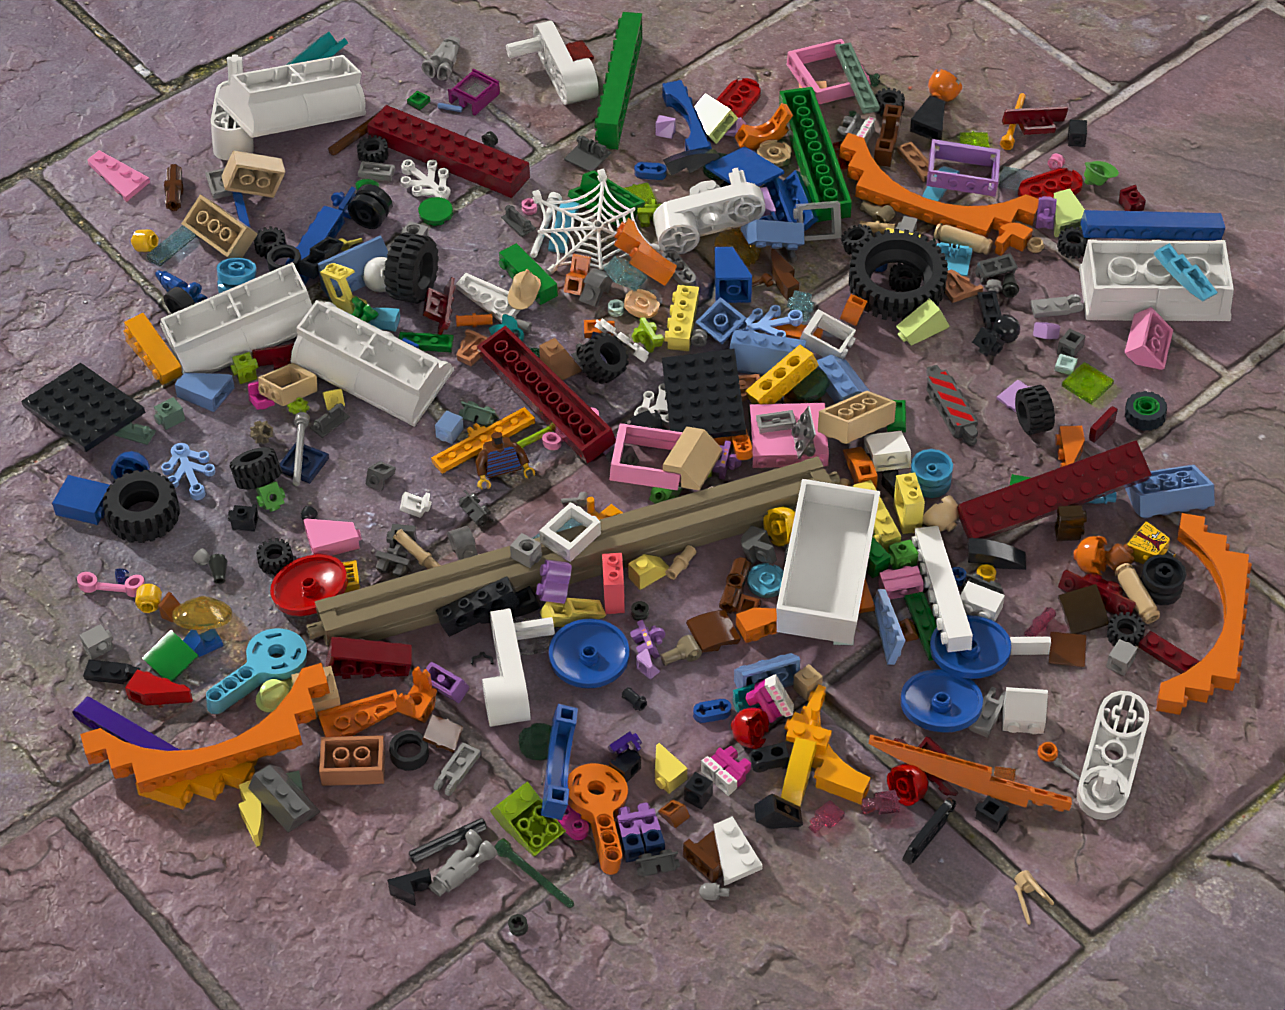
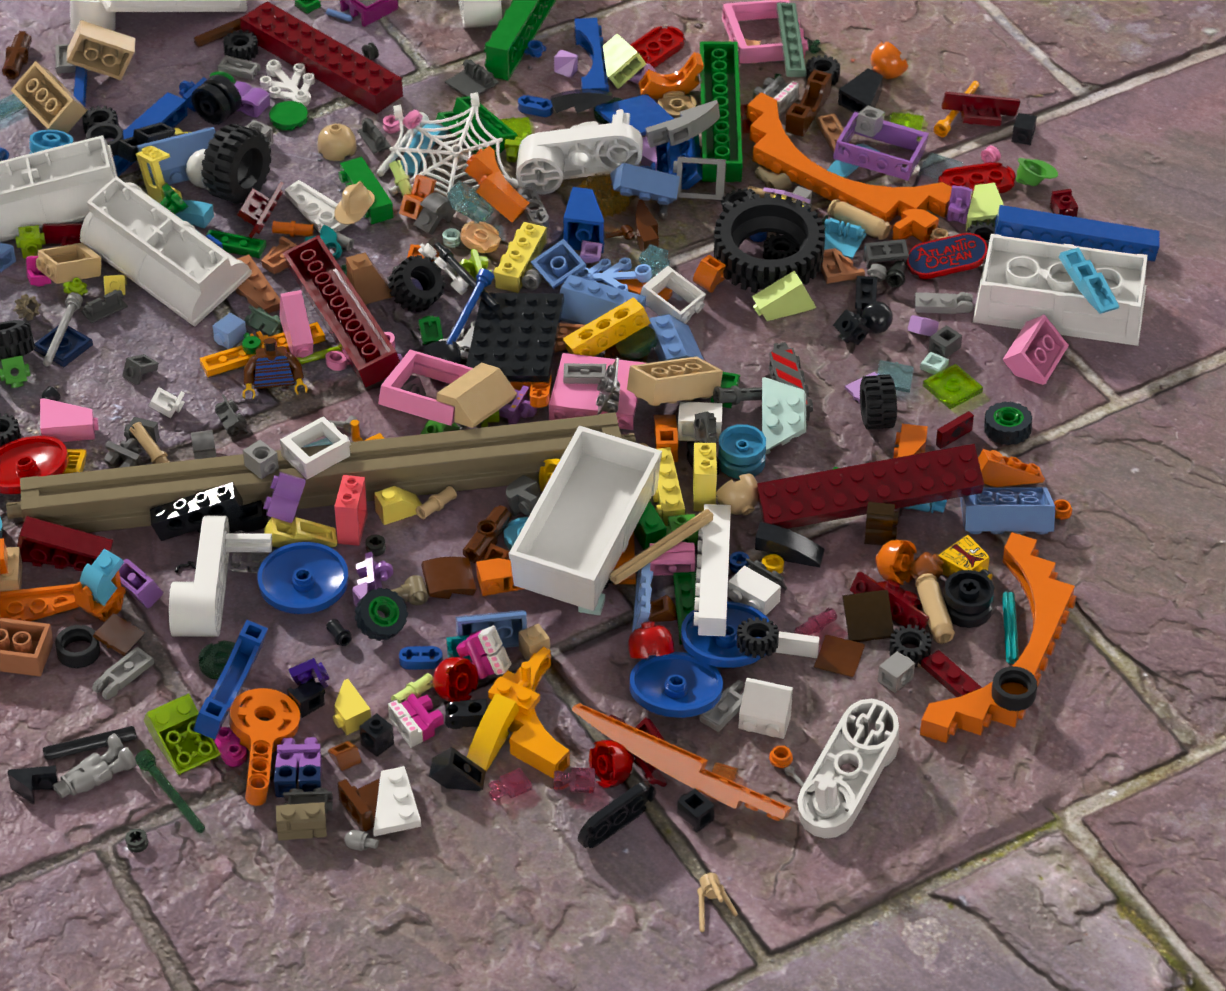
camera: 10 degrees right, 5 degrees down
(401, 199) = (253, 99): none -> medium lavender brick
(417, 683) = (100, 574): none -> medium azure brick
(461, 383) = (258, 289): none -> nougat wing
(474, 437) = (251, 343): none -> green piece
(487, 231) = (336, 142): none -> tan cylinder
(511, 414) = (296, 324): none -> bright pink slope
(553, 202) = (412, 119): none -> bright pink tile
(557, 259) = (401, 179): none -> yellowish green pin
(621, 327) = (449, 258): none -> black bar
(625, 399) = (430, 329): none -> green bracket
(633, 116) = (535, 48): none -> blue plate
(658, 882) = (301, 821): none -> dark tan brick
(660, 684) = (369, 620): none -> black wheel
(663, 345) = (483, 279): none -> blue piece
(716, 742) = (417, 688): none -> yellowish green pin
(742, 303) = (590, 251): none -> lavender slope
(791, 177) = (690, 124): none -> light grey slope
(893, 575) = (661, 546): none -> tan axle
(897, 459) = (704, 425): none -> dark grey hinge
(901, 228) = (784, 194): none -> lavender piece
(909, 664) = (650, 640): none -> red cylinder
(910, 420) = (736, 394): none -> dark grey pin
(950, 147) = (870, 121): none -> light grey brick
(955, 431) = (782, 412): none -> light aqua wing
(998, 655) = (757, 646): none -> black tyre
(1035, 377) = (900, 374): none -> clear light blue piece
(1049, 262) = (947, 255): none -> tile
(1162, 455) = (1006, 471): none -> orange slope
(1203, 600) = (1010, 627): none -> teal axle
(1216, 480) = (1062, 509): none -> orange plate
(1232, 646) = (1014, 675): none -> black tyre

